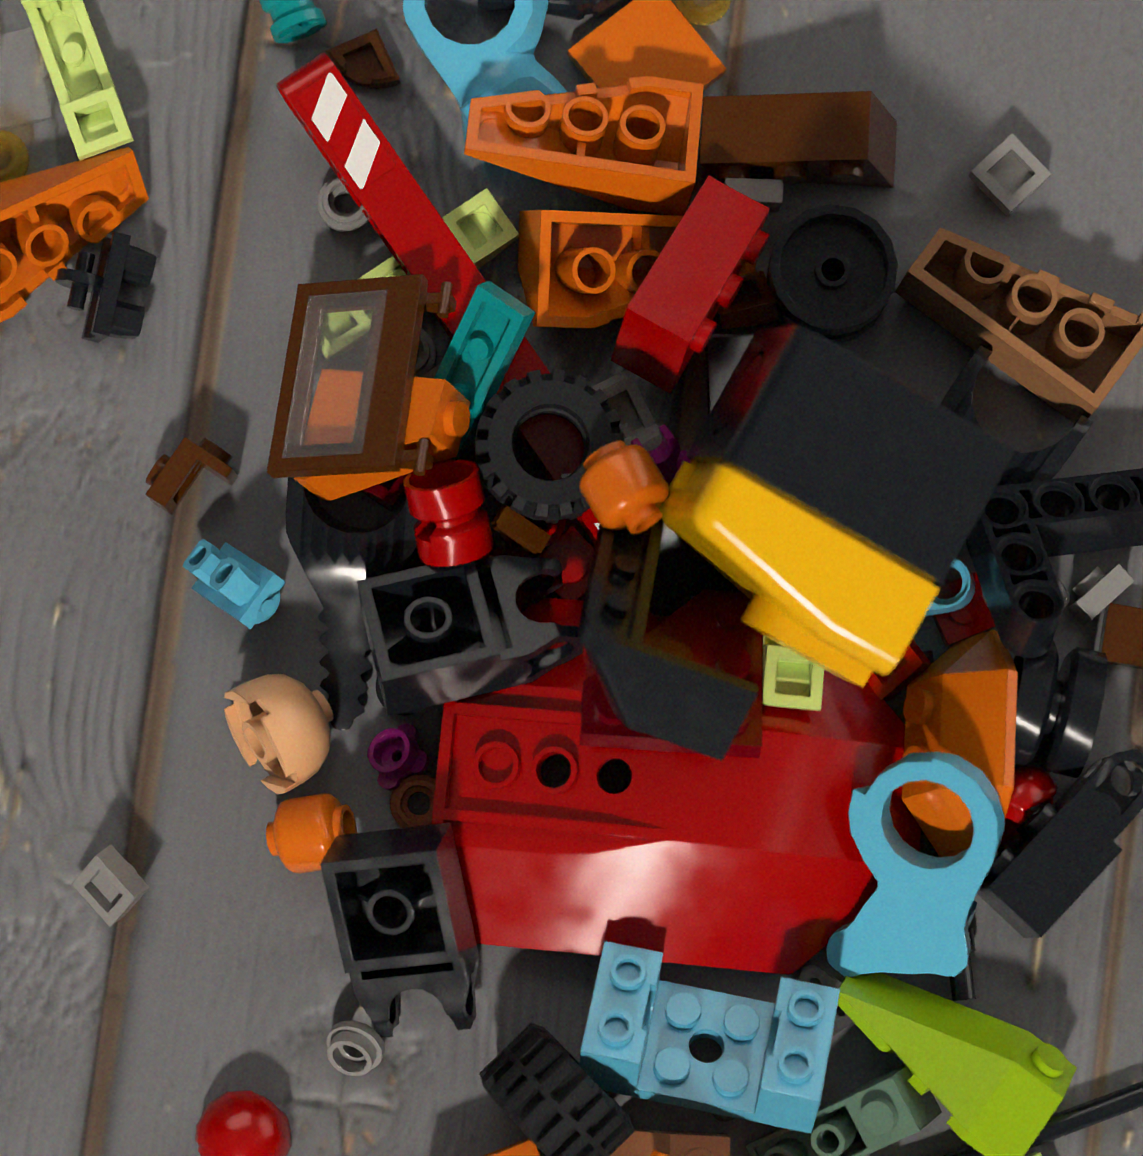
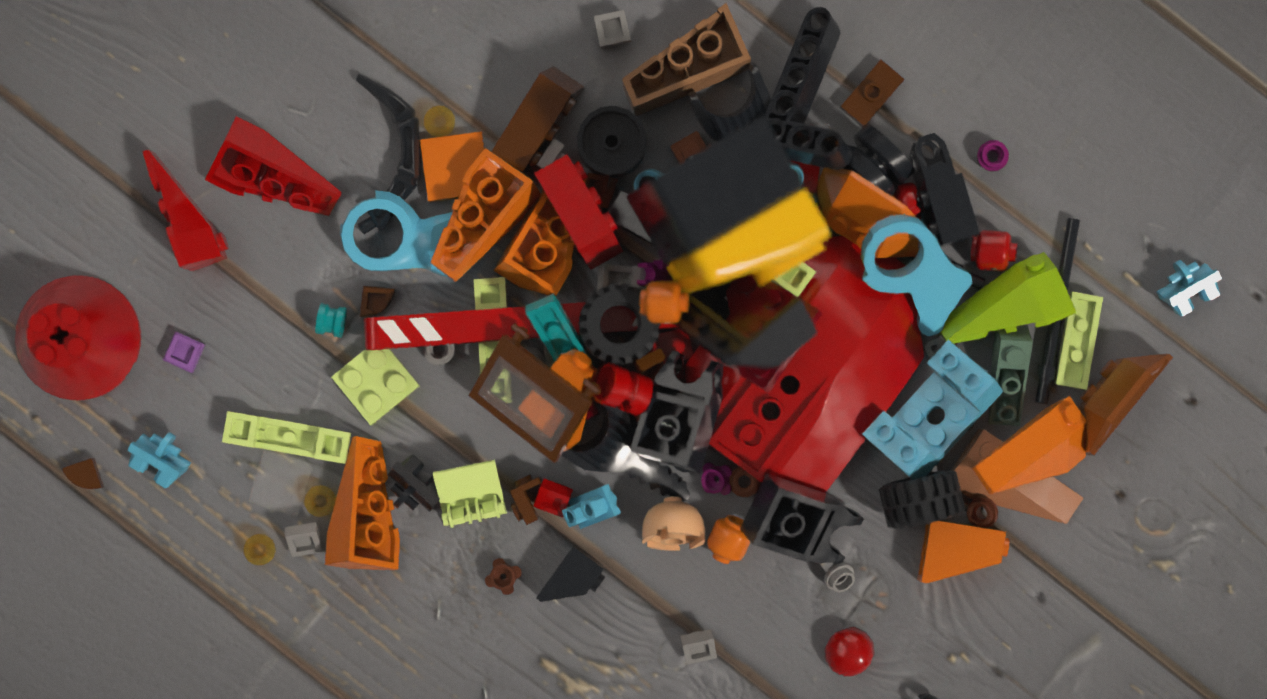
camera: 60 degrees left, 5 degrees up
(33, 499) = (511, 573): none -> copper plate
(108, 619) = (573, 577): none -> black slope
(145, 379) = (469, 493): none -> yellowish green hinge
(215, 513) = (552, 497): none -> red plate
(235, 137) = (375, 383): none -> yellowish green plate
(1028, 984) = (993, 250): none -> red head
(1098, 591) = (833, 108): light grey plate -> none

